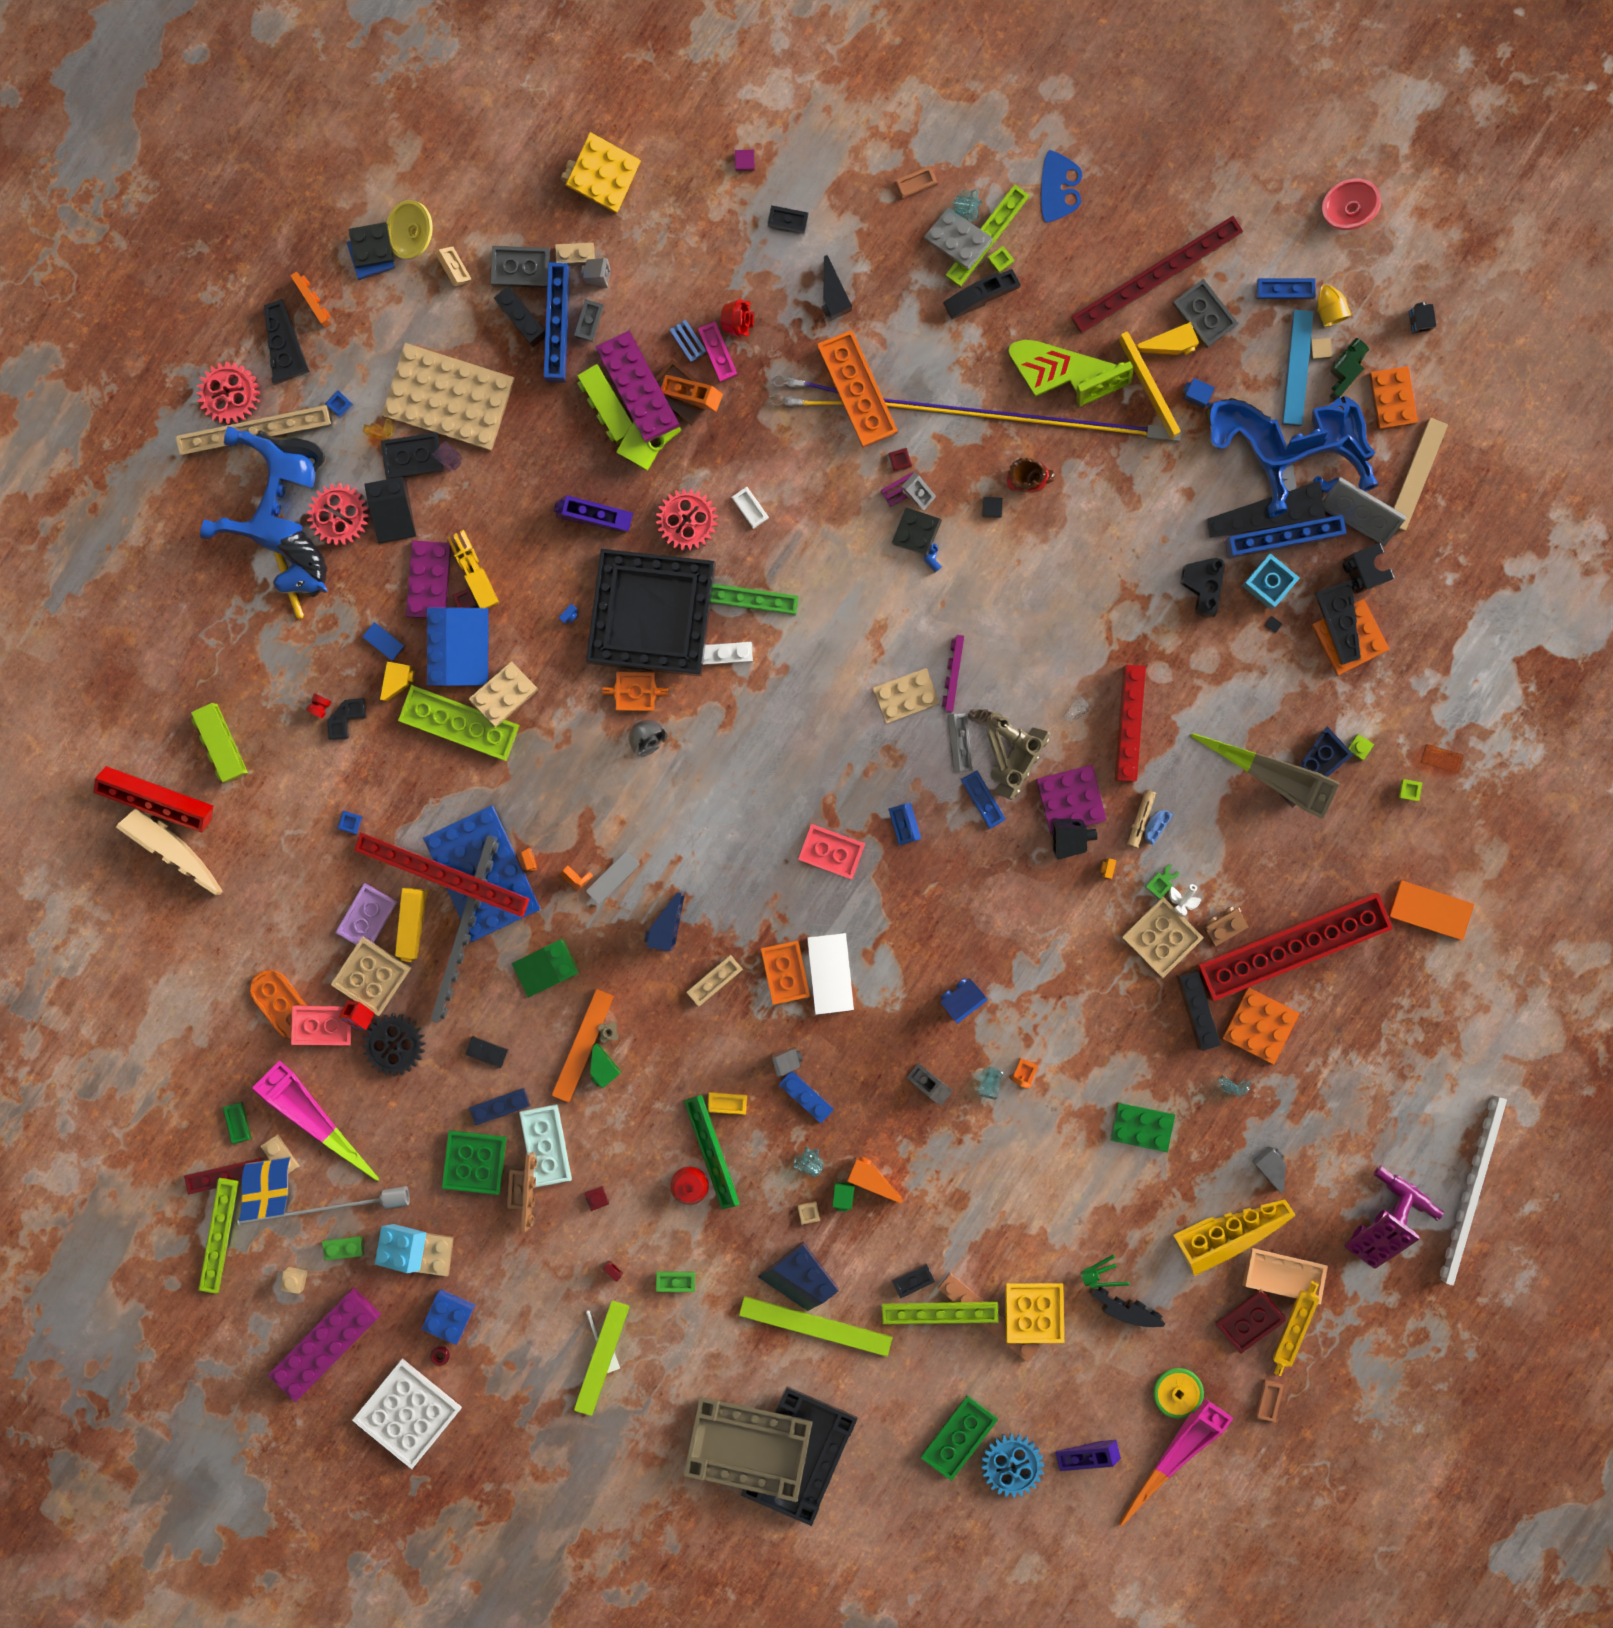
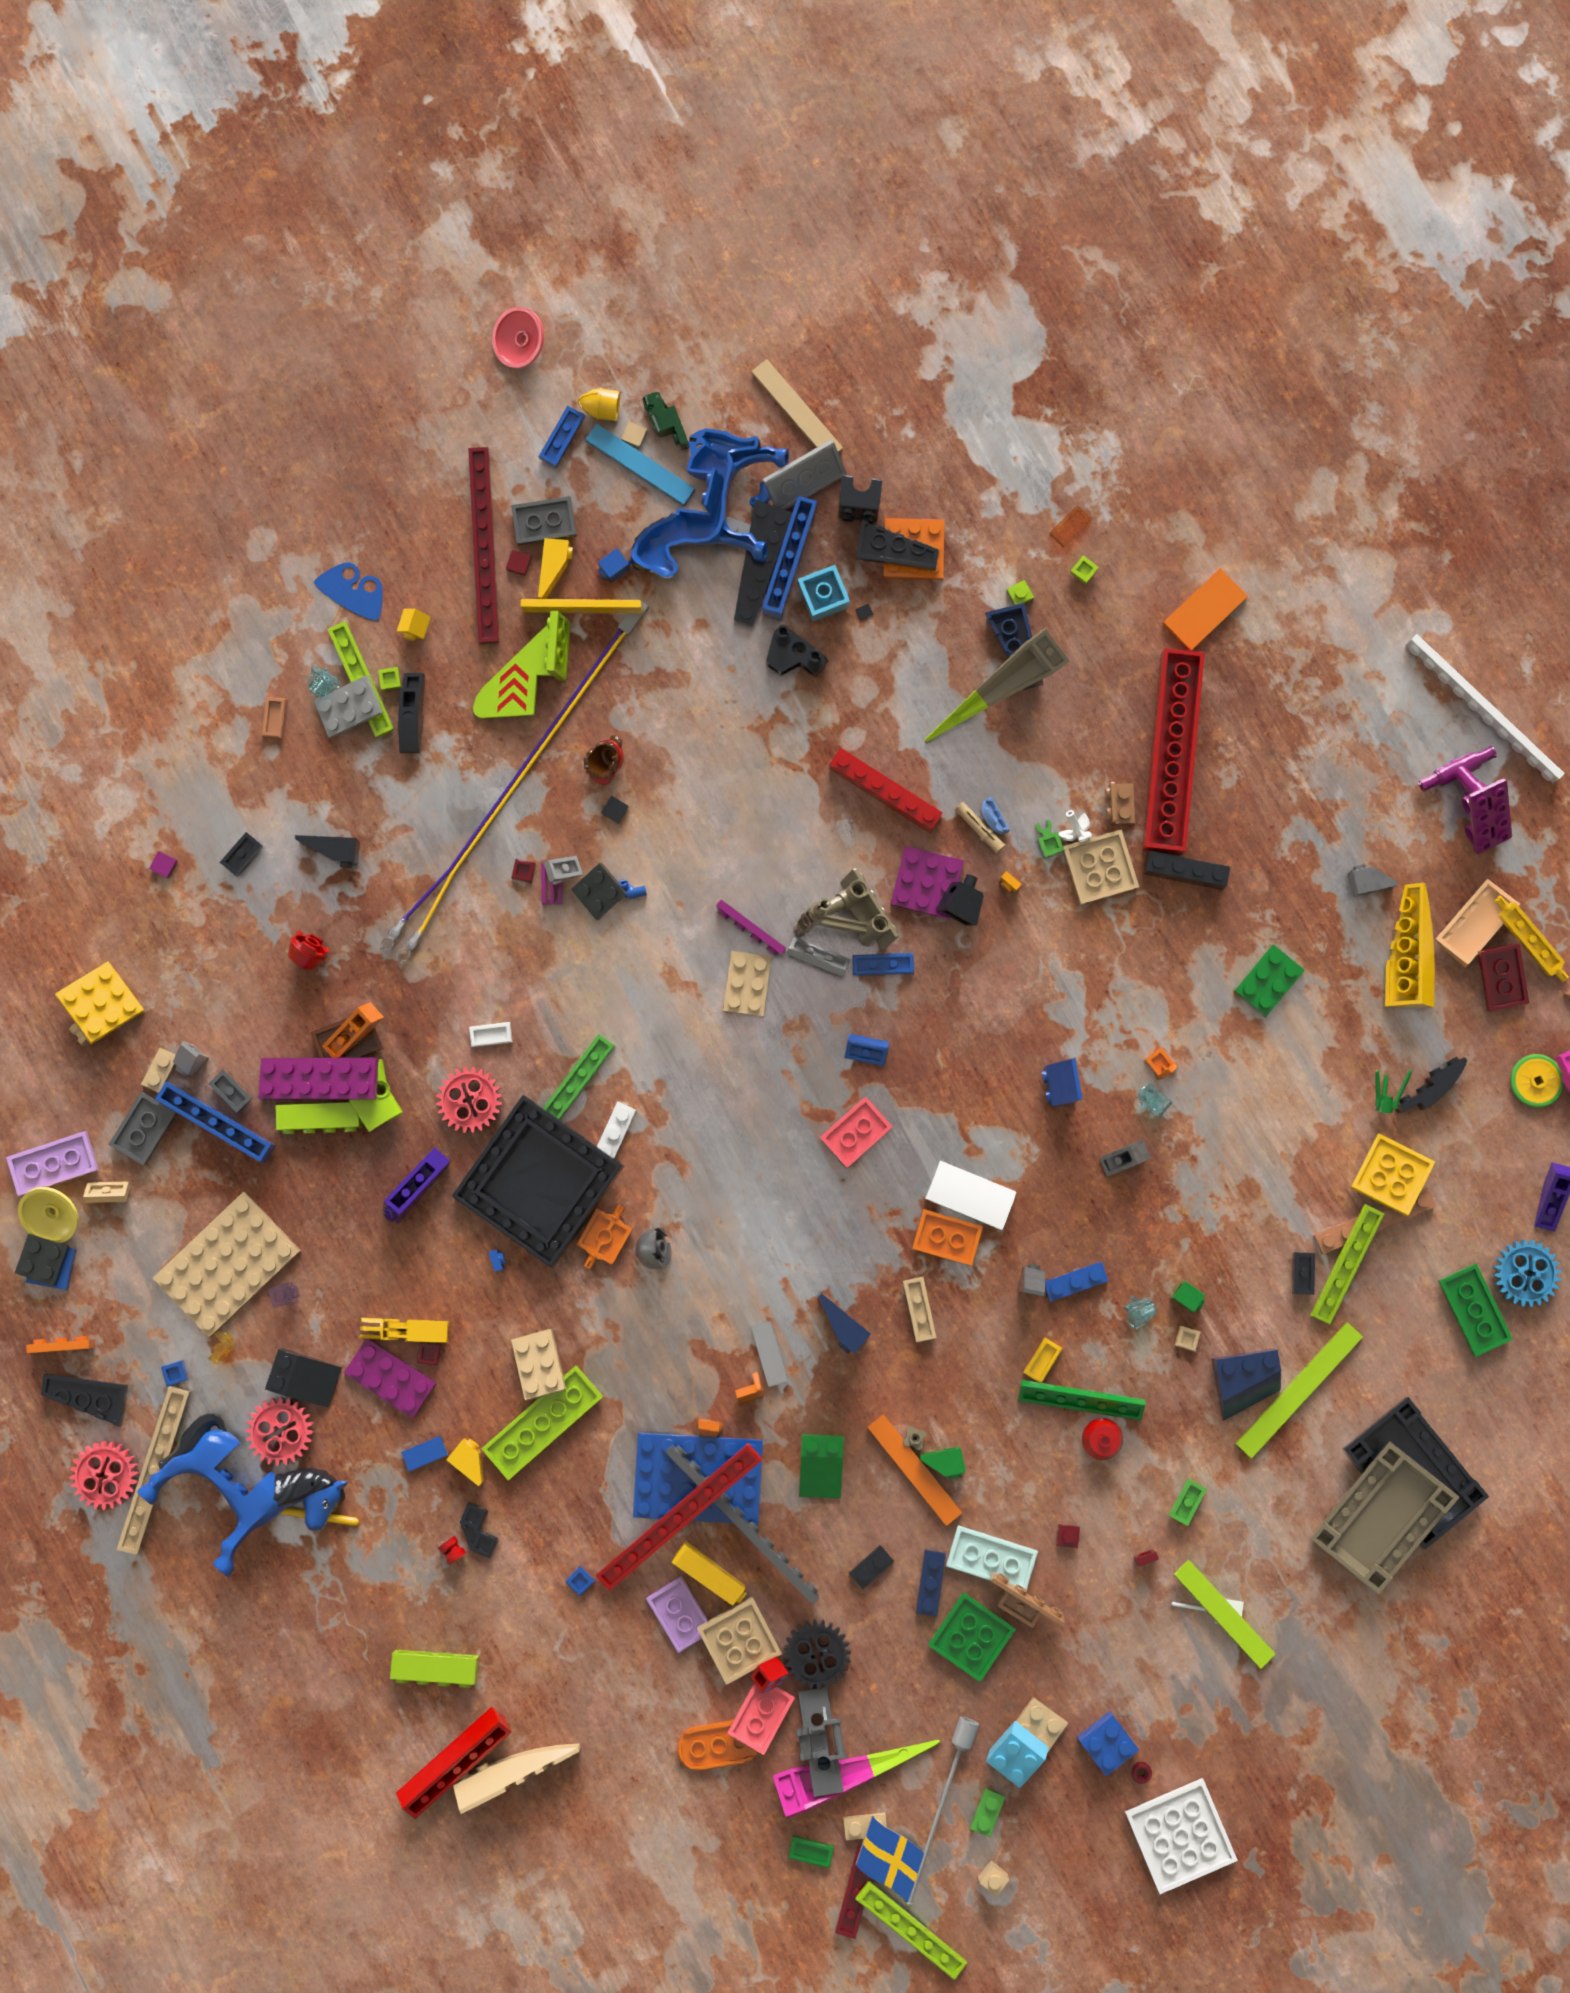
camera: 60 degrees left, 5 degrees down
(322, 1079) = (813, 1742): none -> dark grey piece
(324, 1344) = (1072, 1882): magenta brick -> none
(411, 455) = (263, 1330): black plate -> none
(453, 209) = (52, 1163): none -> lavender plate
(457, 646) = (468, 1383): blue slope -> none
(520, 316) = (190, 1154): black brick -> none
(679, 327) = (284, 1009): medium blue tile -> none
(717, 351) = (327, 986): dark pink plate -> none
(857, 388) = (435, 874): orange plate -> none
(869, 1177) = (1184, 1262): orange slope -> none
(1057, 253) = (413, 624): none -> yellow brick
(1157, 312) = (518, 562): none -> dark red tile
(1228, 1086) = (1273, 879): clear light blue bracket -> none
(1260, 1025) = (1230, 821): orange plate -> none
(1393, 397) = (715, 394): orange plate -> none
(1422, 318) = (657, 330): black brick -> none

